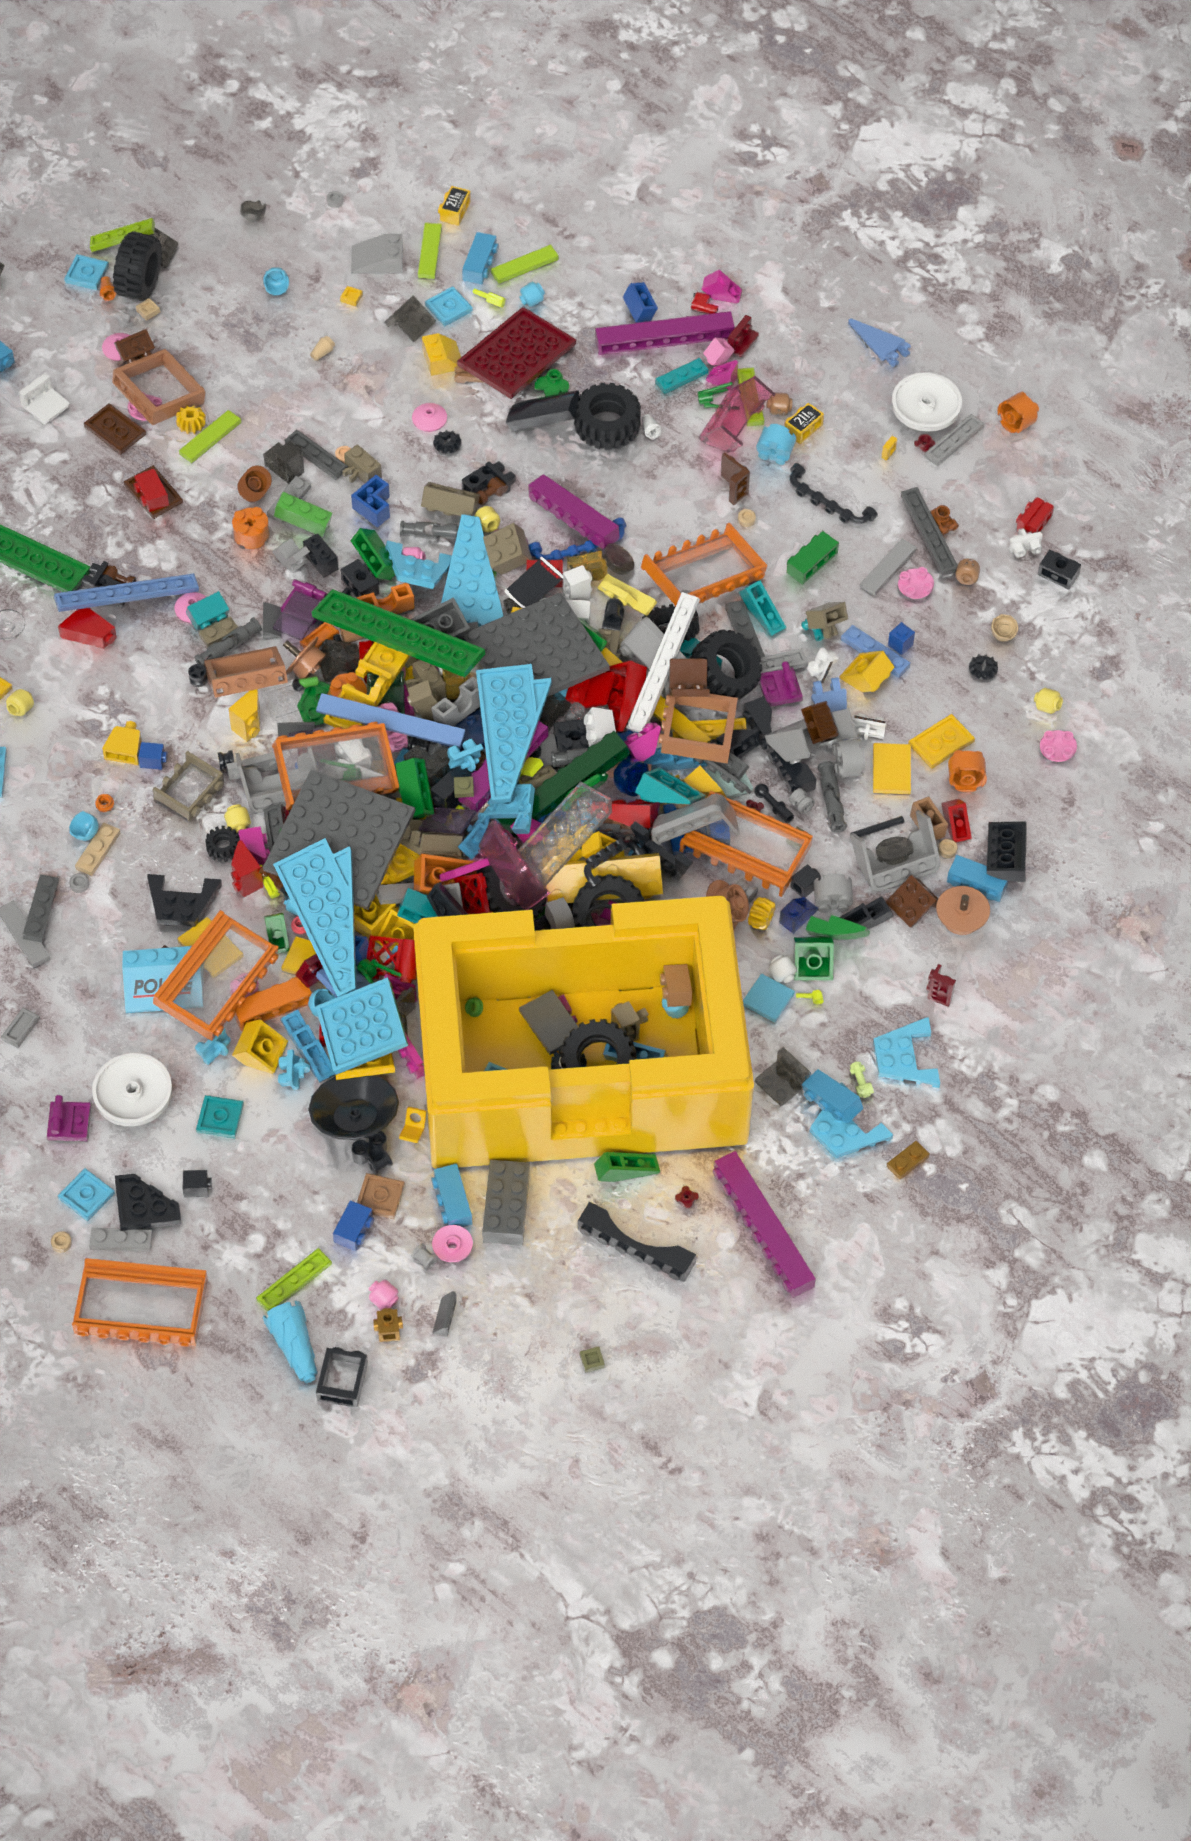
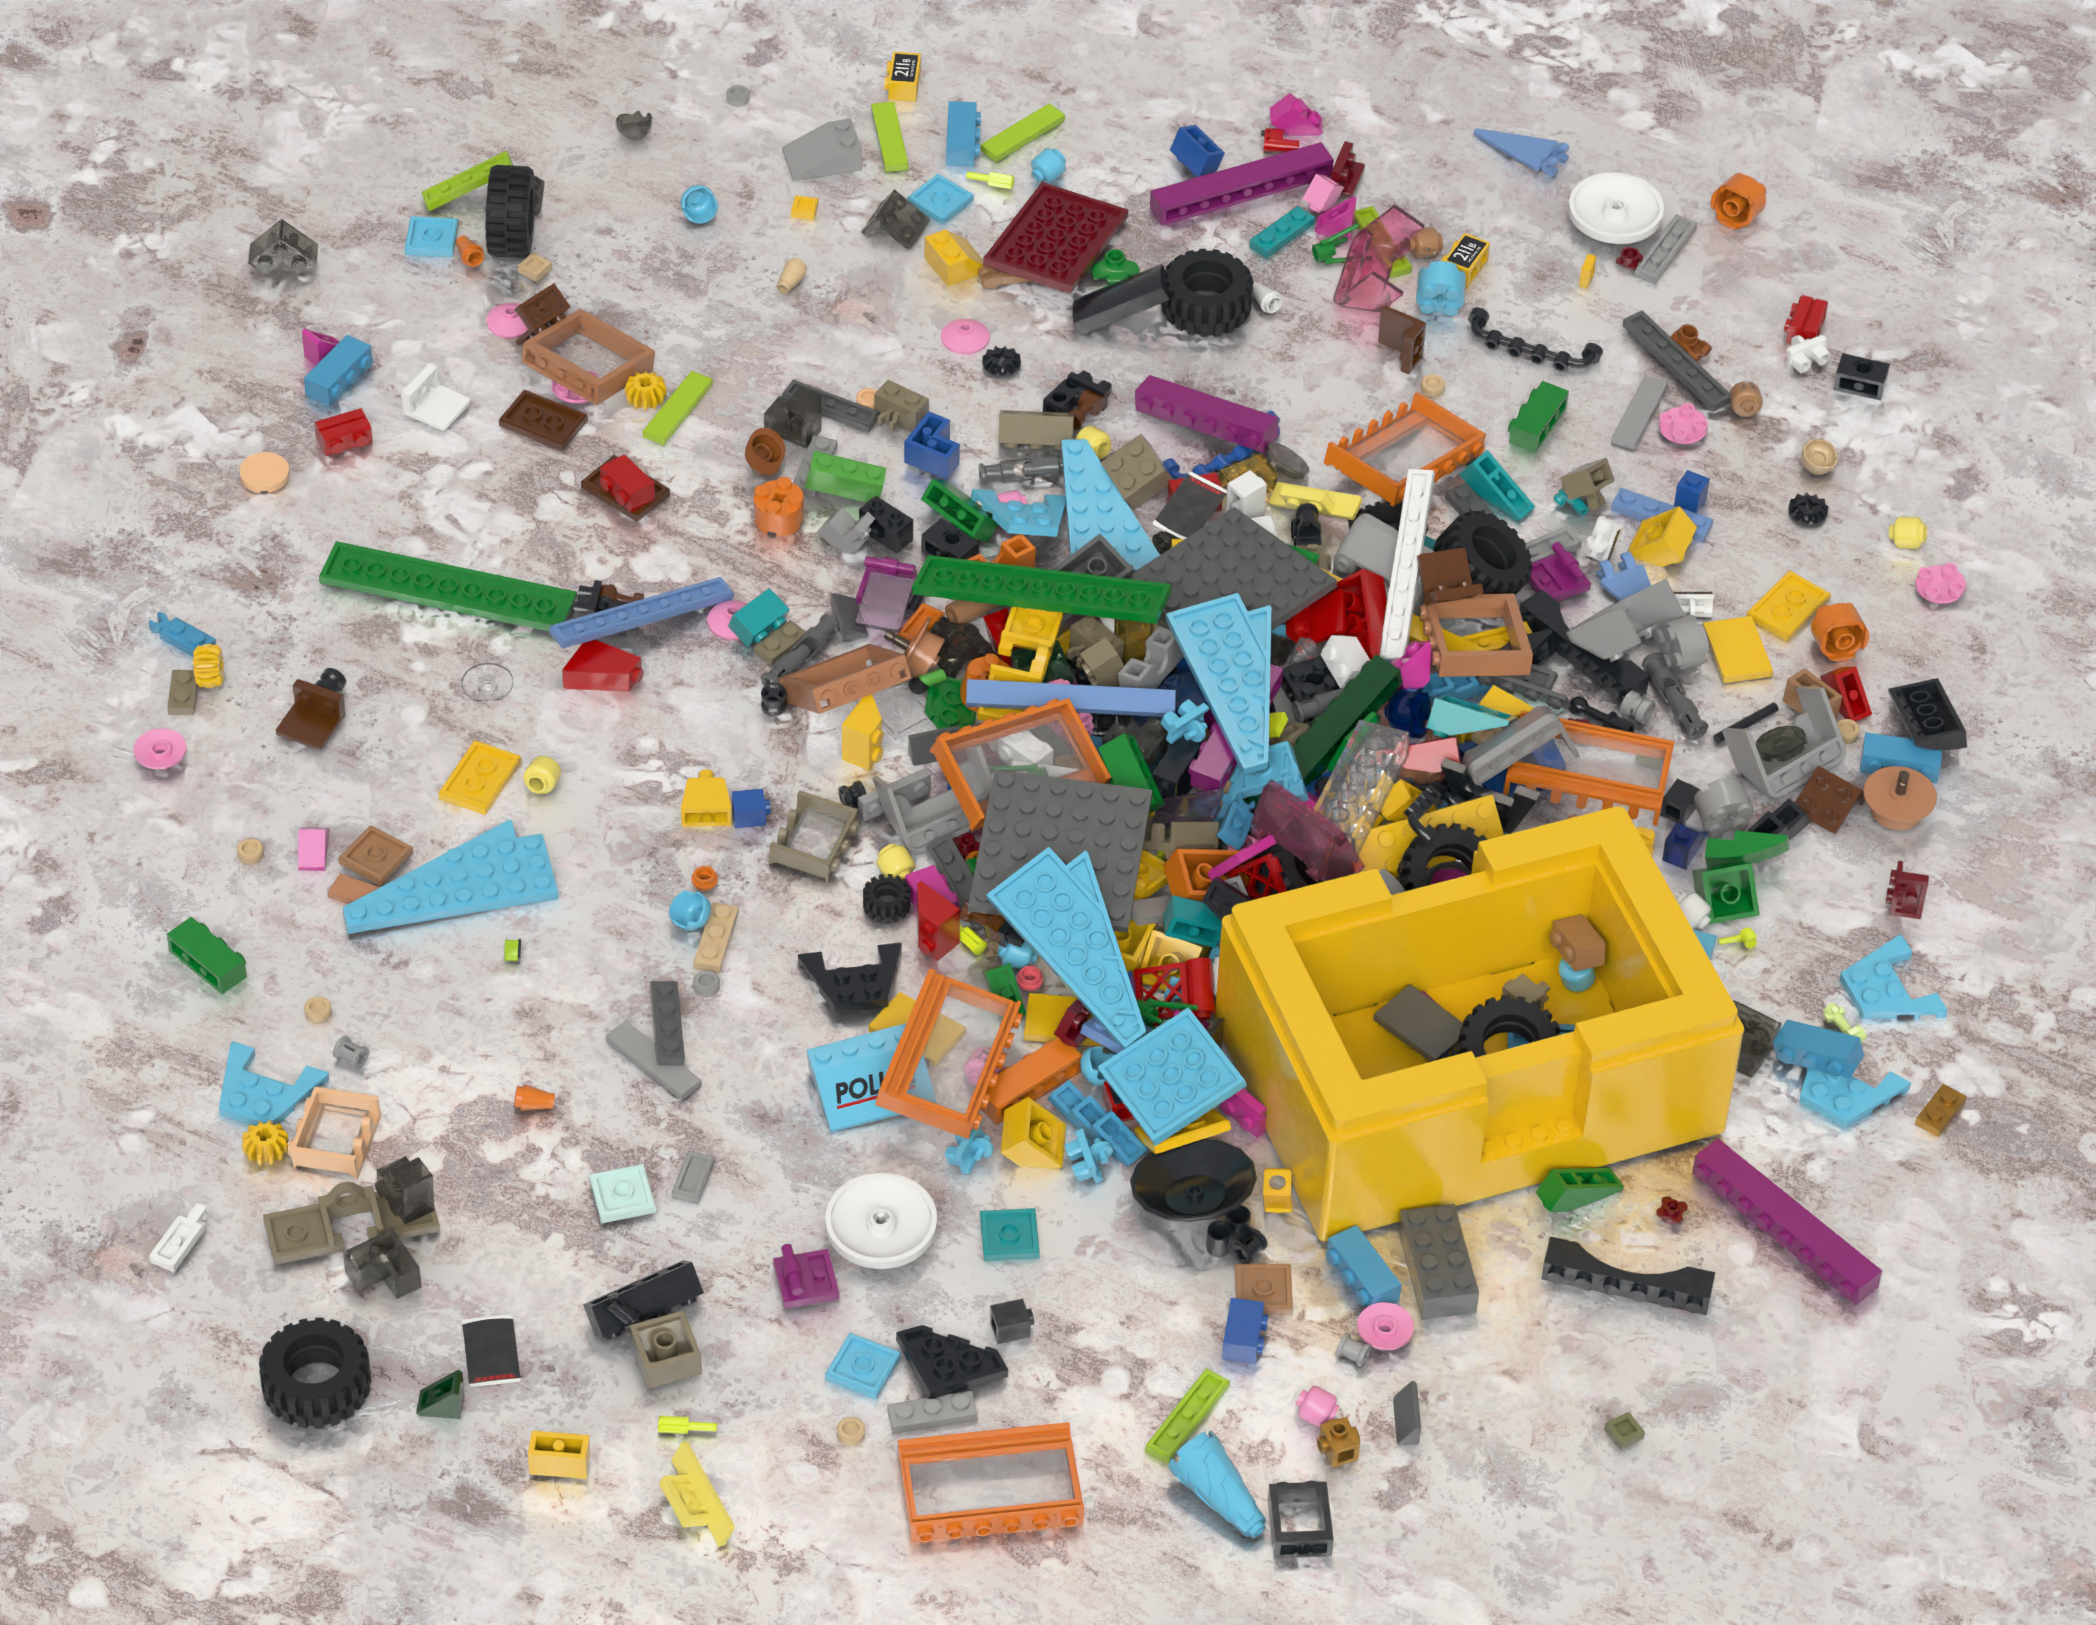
camera: 15 degrees left, 10 degrees down
(463, 787) = (1198, 761): olive plate -> none
(819, 722) = (1628, 595): reddish brown brick -> none

